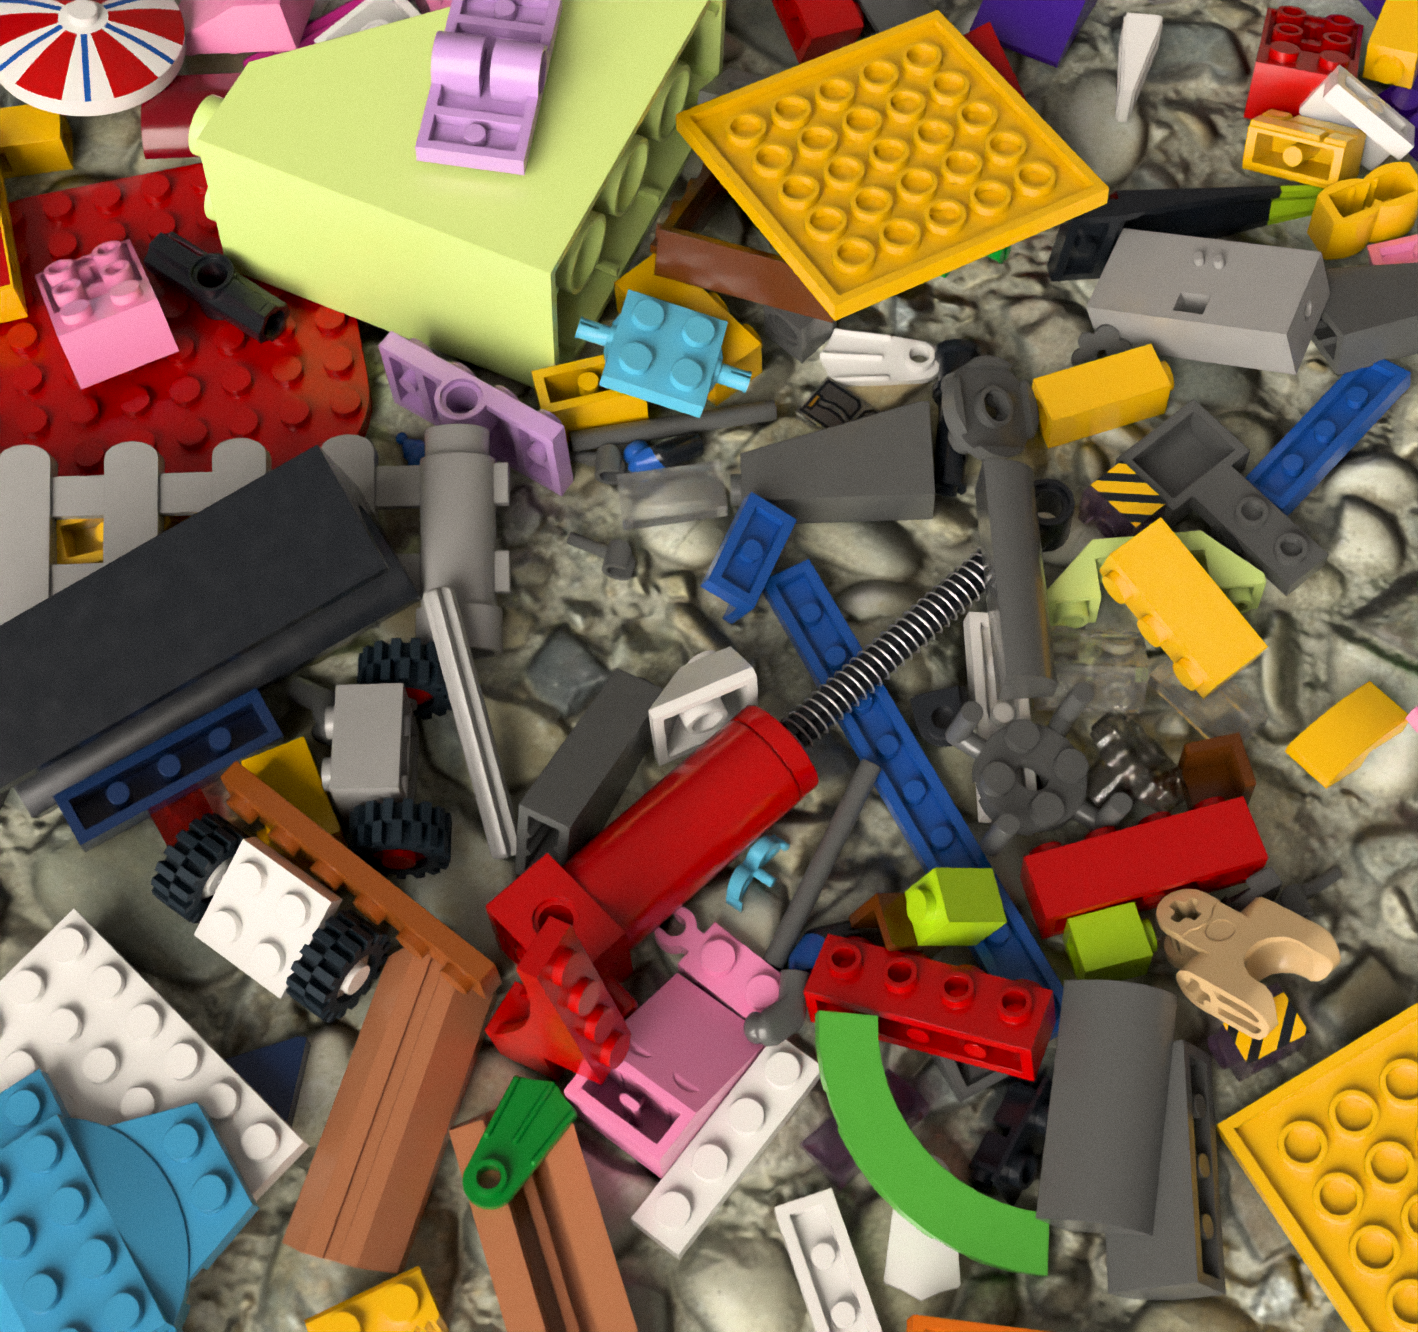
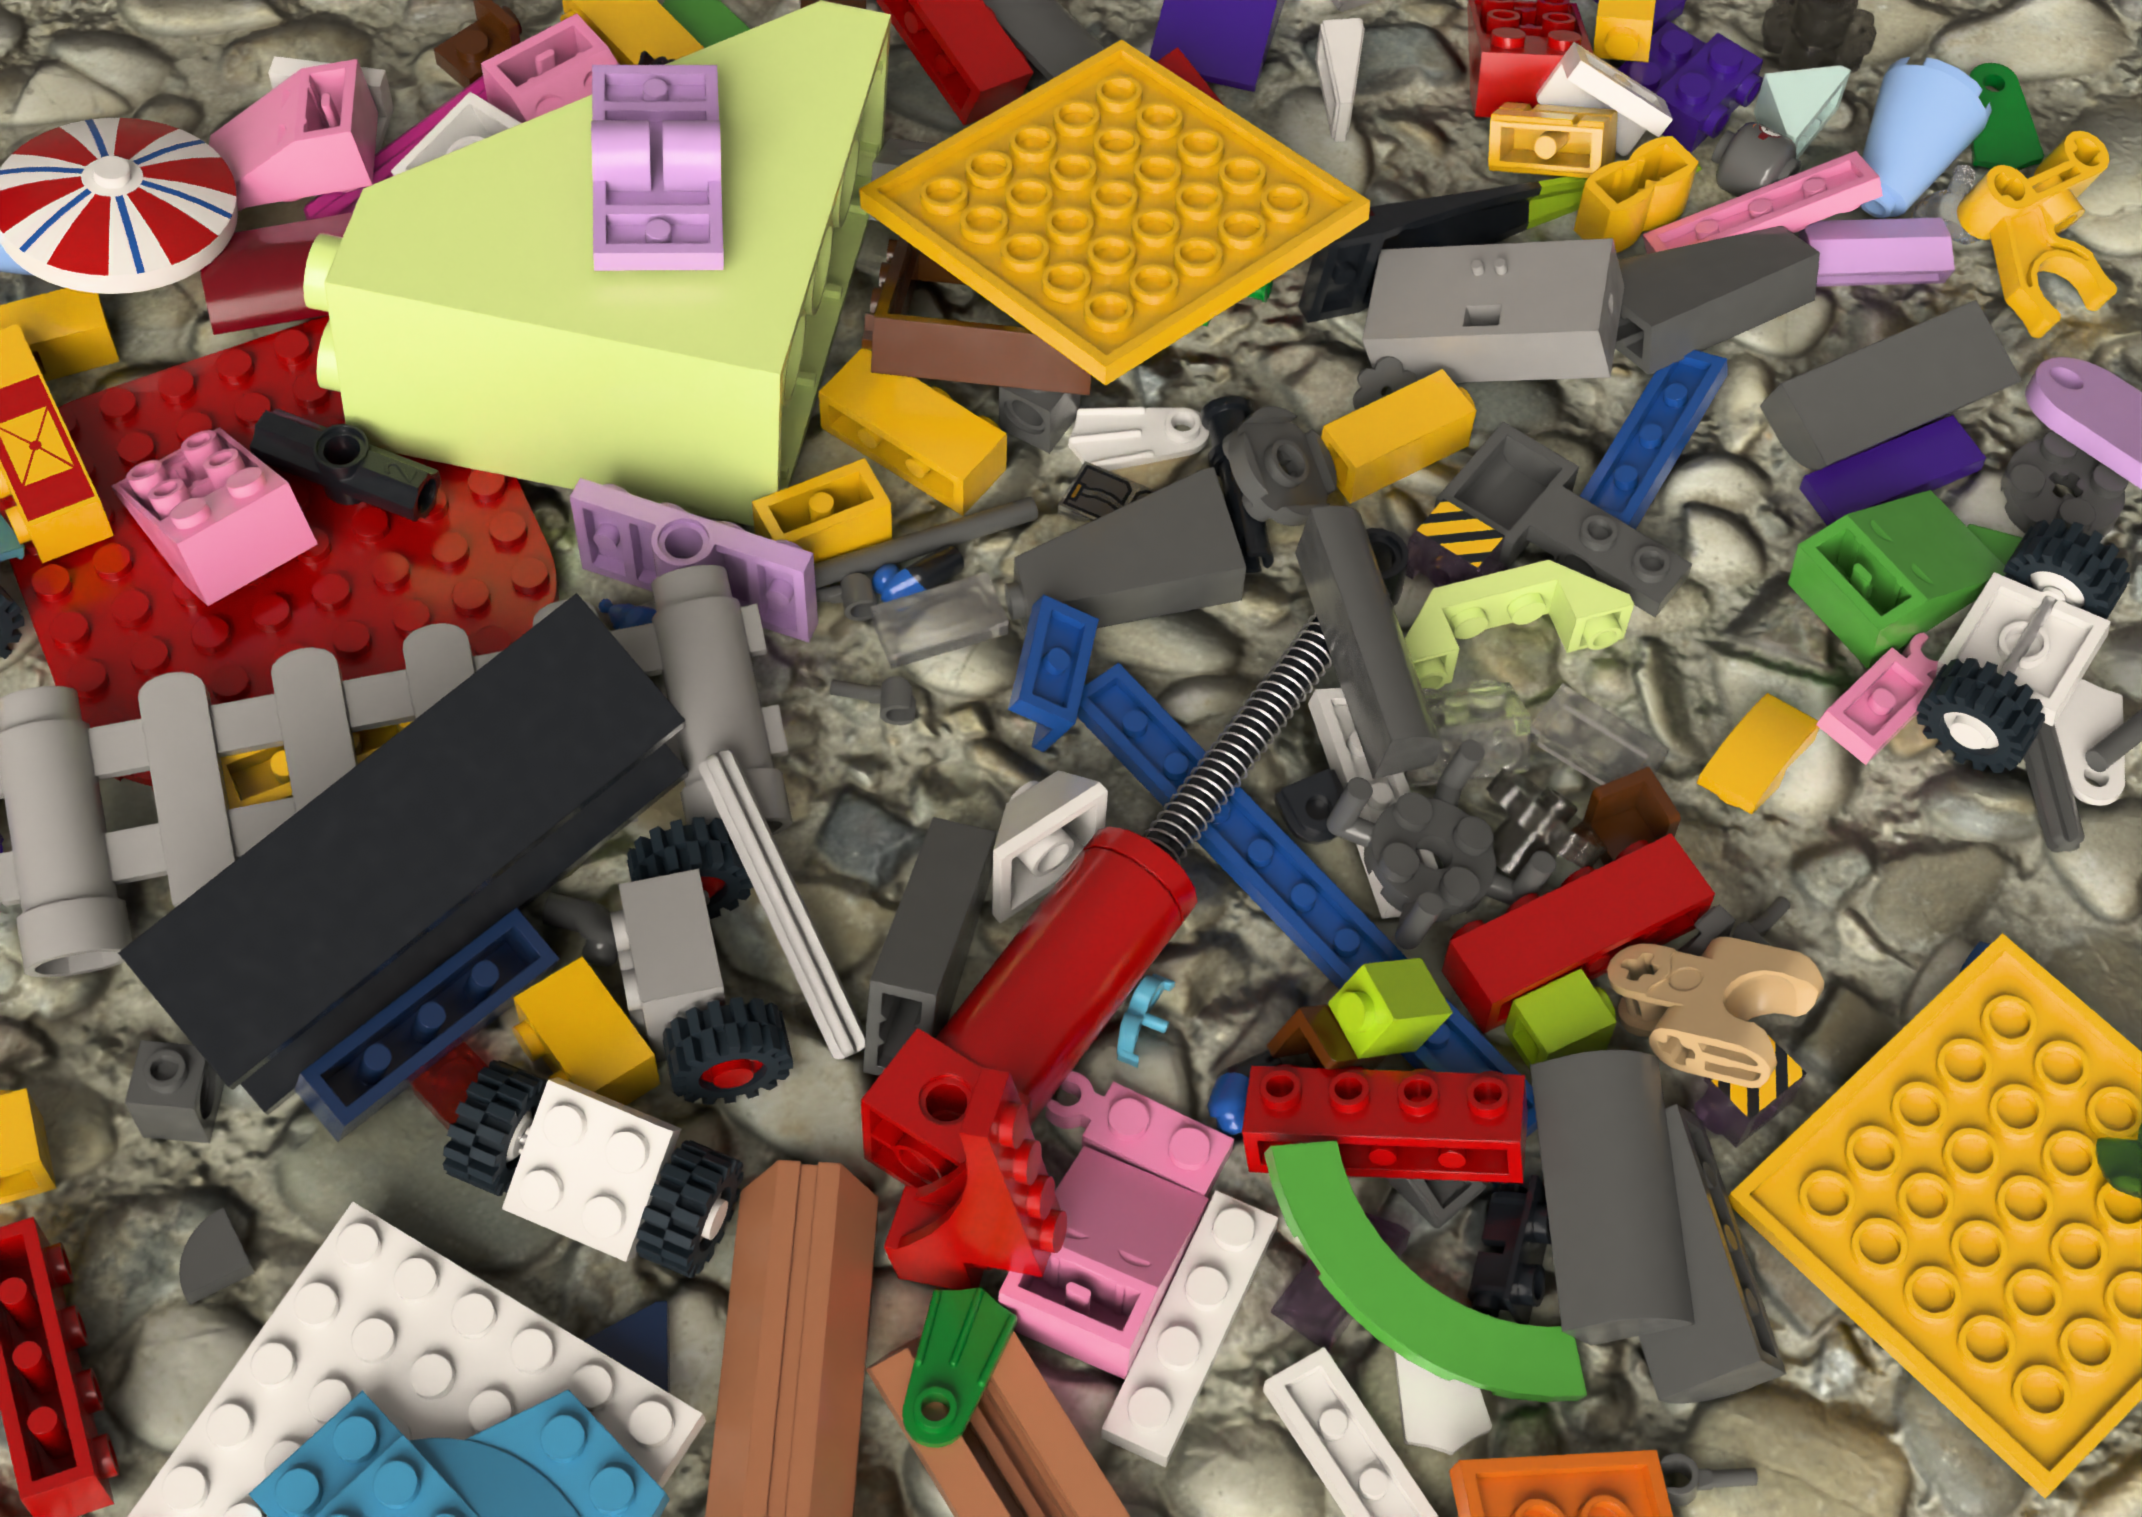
camera: 20 degrees left, 5 degrees down
(375, 895) = (718, 1112): dark orange plate -> none
(663, 353) = (902, 458): medium azure plate -> none
(782, 1017) = (1224, 1165): dark grey arm -> none
(821, 864) = (1219, 994): dark grey bar -> none
(1181, 609) = (1552, 644): yellow brick -> none

